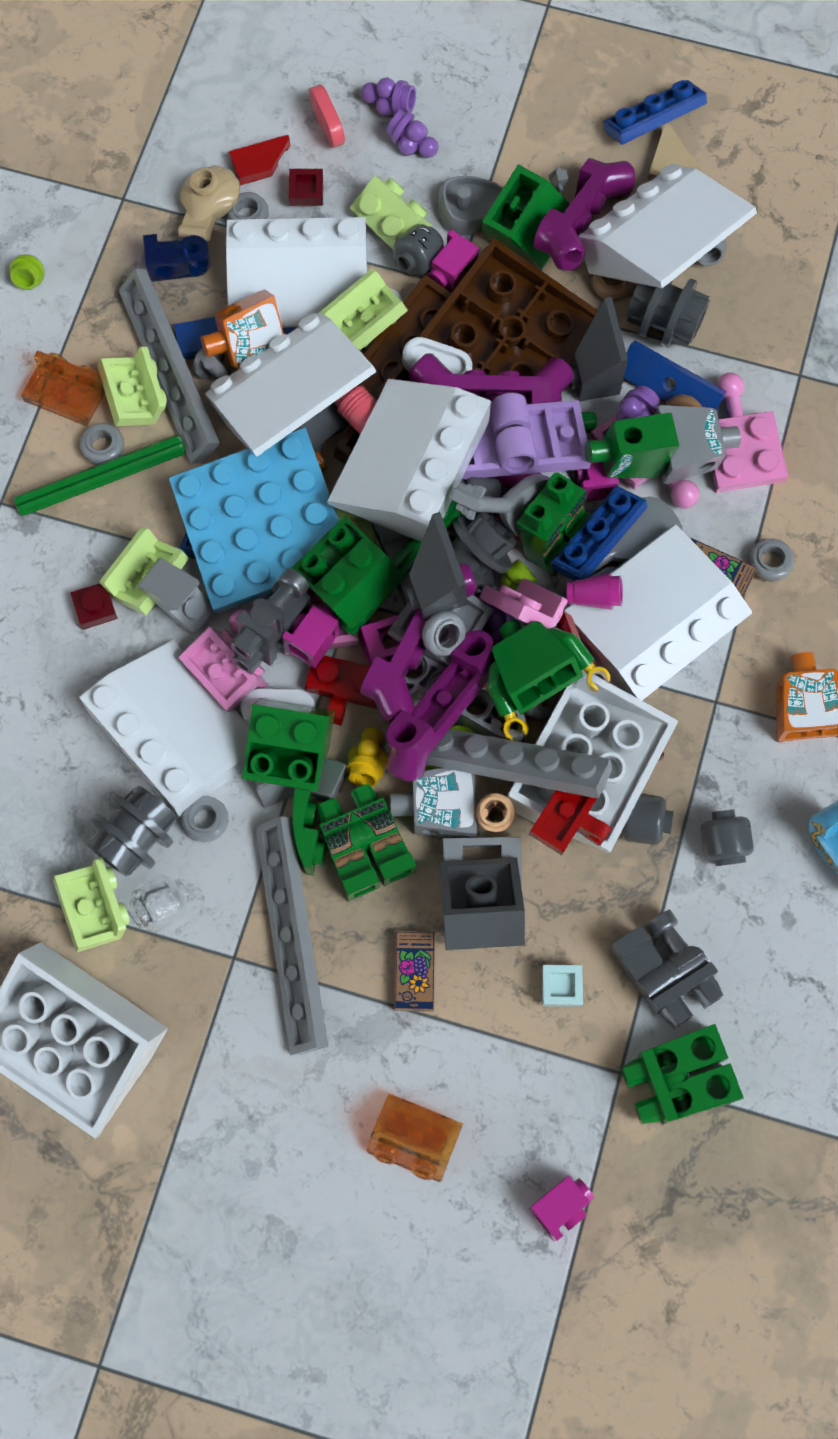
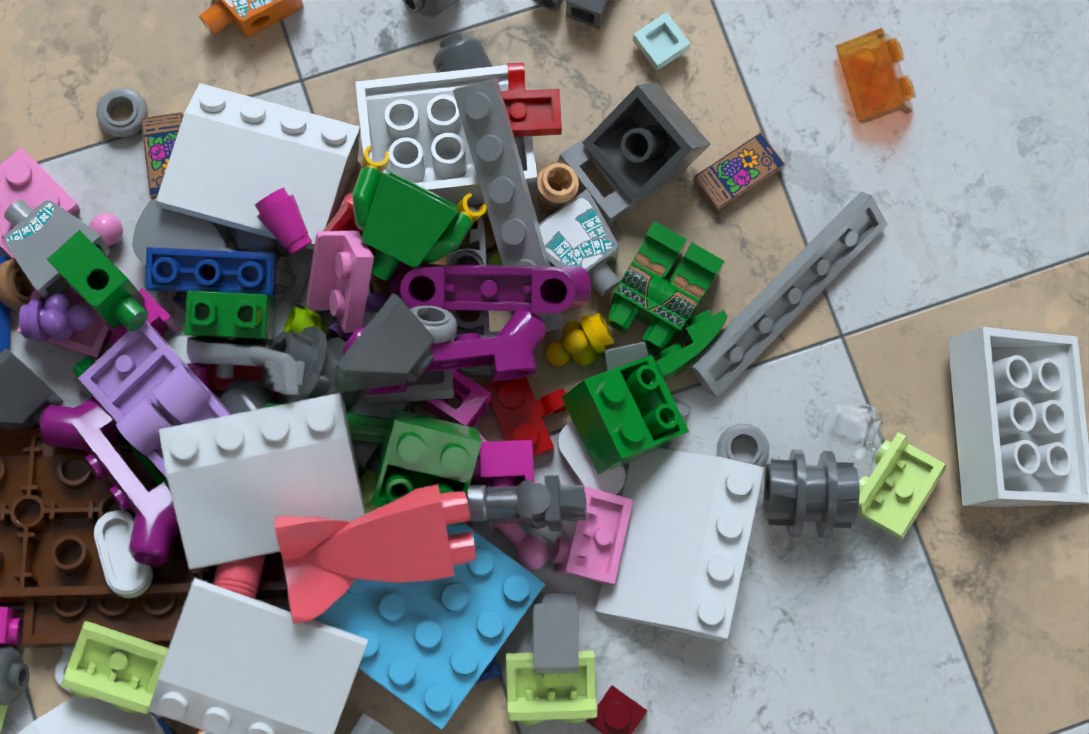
camera: 130 degrees left, 5 degrees up
(303, 508) = (388, 545): none -> coral hips

